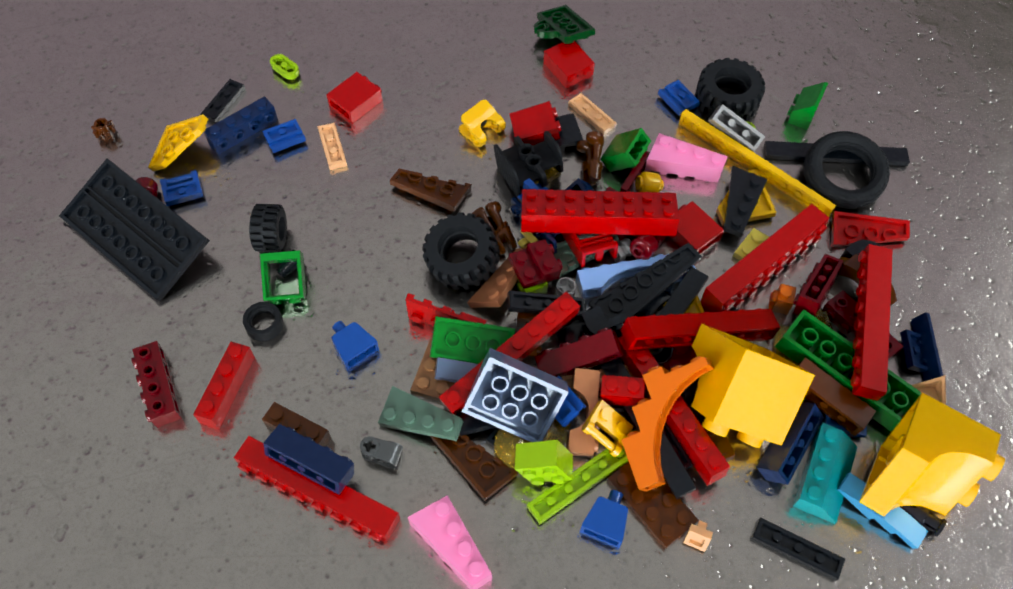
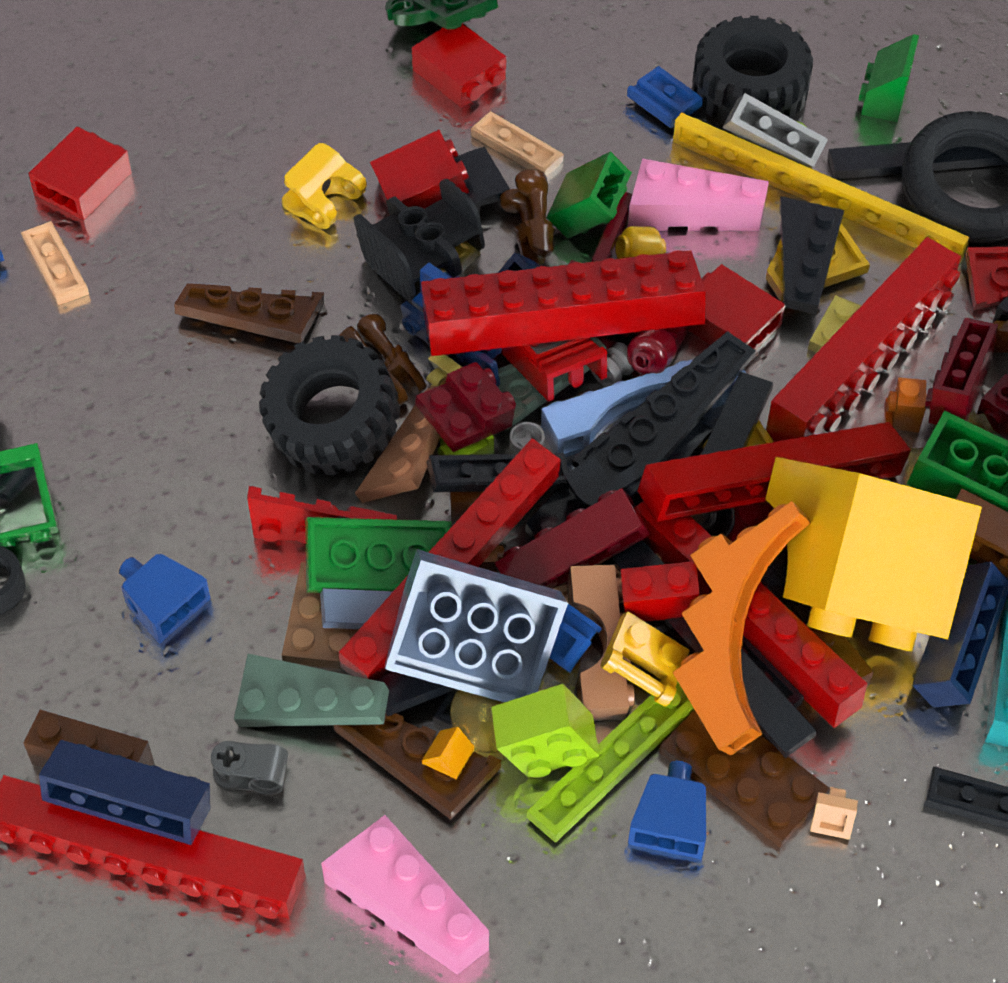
camera: 10 degrees left, 5 degrees down
(489, 463) = (449, 752): none -> light orange slope

